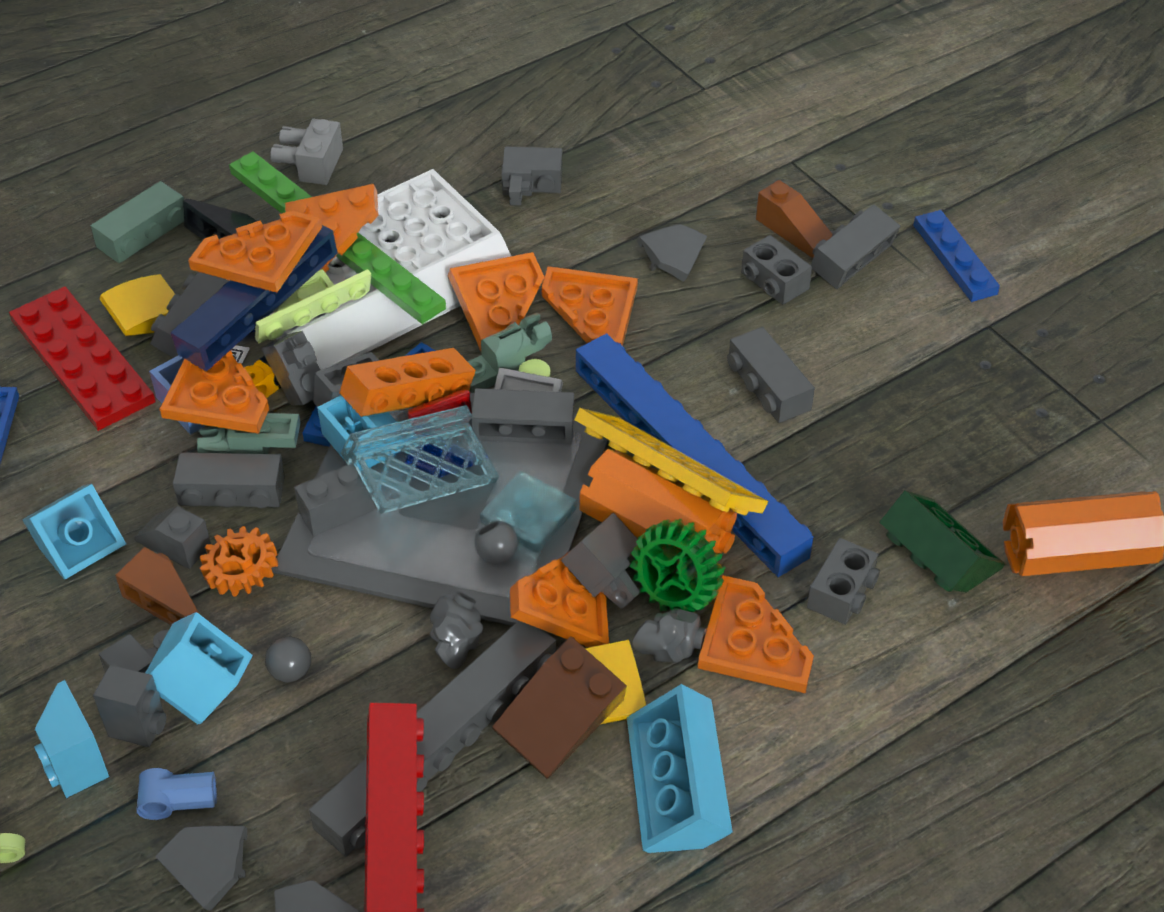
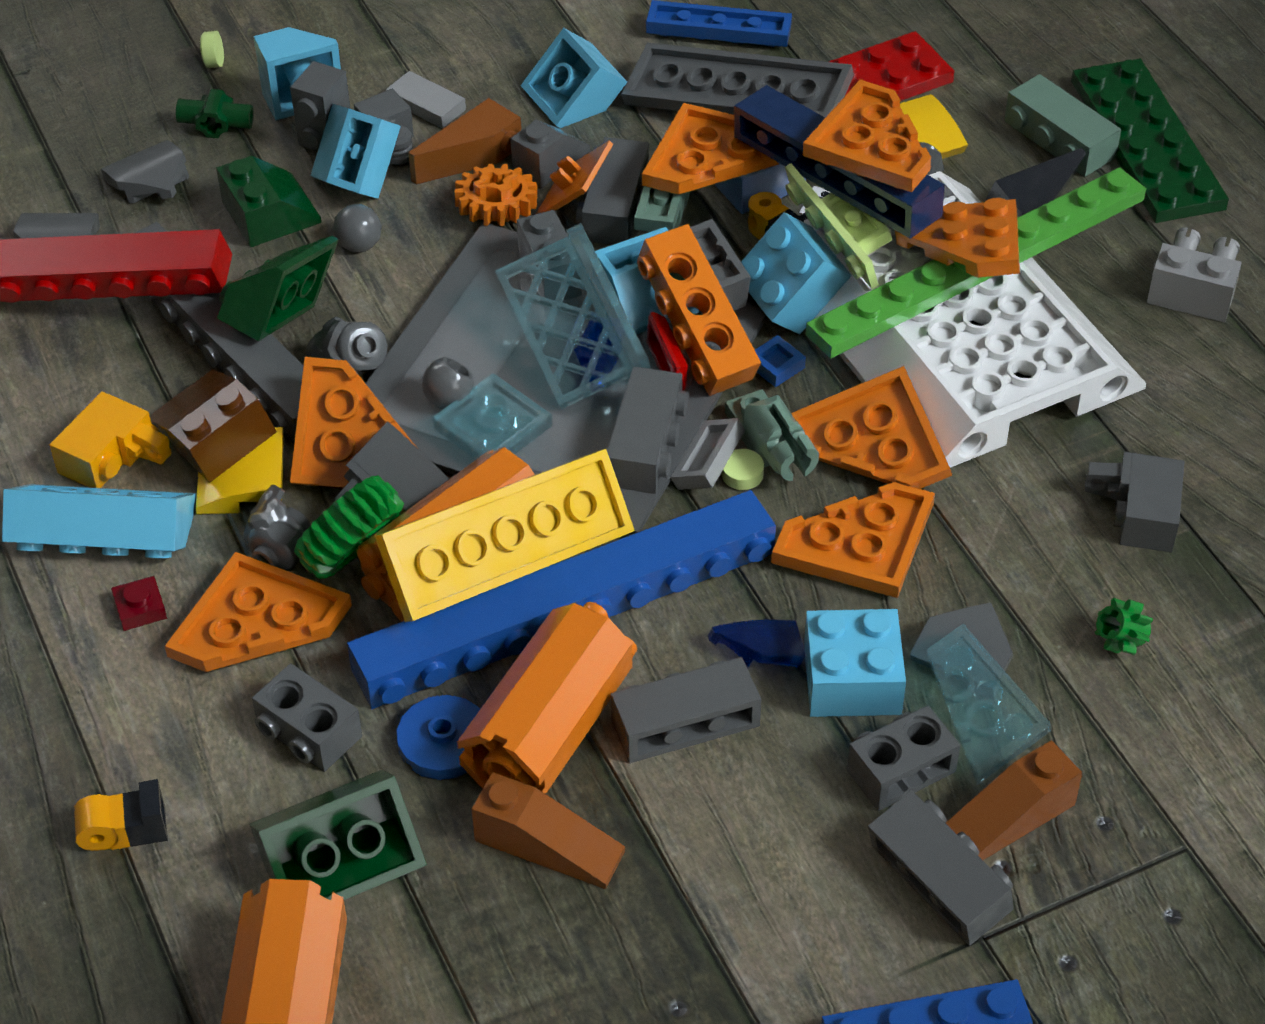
camera: 100 degrees right, 0 degrees up
(81, 652) = (429, 99): none -> light grey tile
(97, 405) = (720, 79): none -> dark grey plate
(114, 820) = (214, 113): none -> dark green axle
(163, 792) = (228, 143): medium blue piece -> none
(185, 171) = (1152, 140): none -> dark green plate
(226, 498) = (573, 178): none -> orange piece
(254, 744) = (264, 200): none -> dark green slope
(294, 366) = (753, 214): dark grey hinge -> none
(346, 336) = (793, 273): none -> medium azure brick
(408, 665) = (277, 289): none -> dark green slope
(590, 794) = (106, 438): none -> light orange hinge
(651, 179) = (1123, 626): none -> green gear
(698, 344) = (762, 641): none -> clear blue slope
(709, 294) = (854, 662): none -> medium azure brick
(722, 233) = (984, 703): none -> clear light blue wing
(756, 727) = (139, 603): none -> dark red plate
(798, 433) = (548, 698): none -> orange brick
(827, 506) = (421, 745): none -> blue plate
(892, 439) = (543, 831): none -> dark orange slope
(967, 675) = (121, 819): none -> leg

